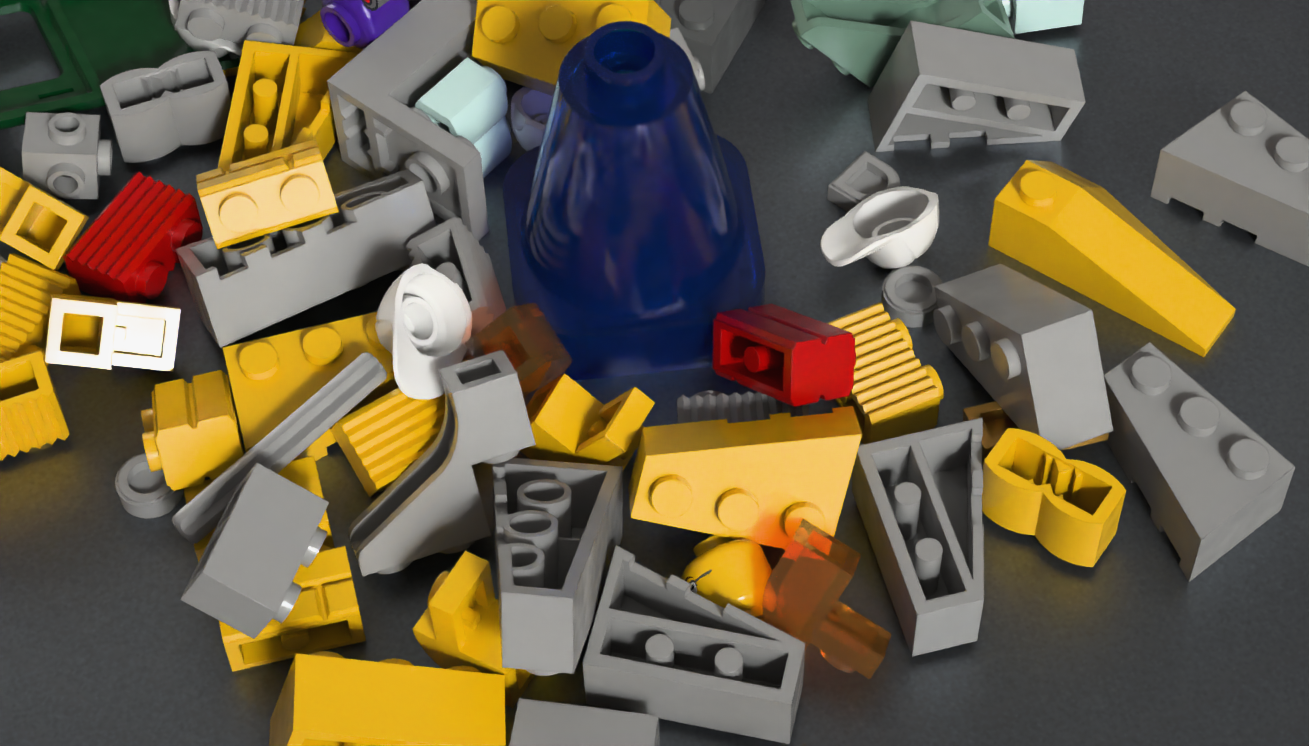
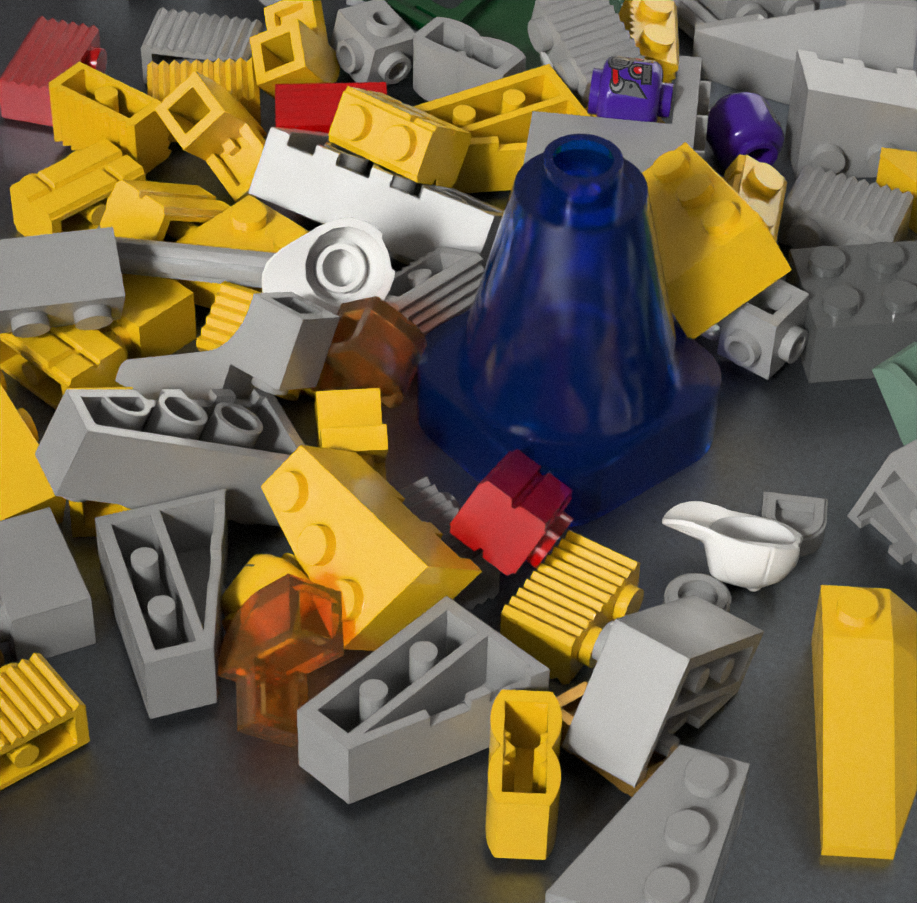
camera: 55 degrees right, 10 degrees down
(70, 492) = (72, 191): none -> yellow brick

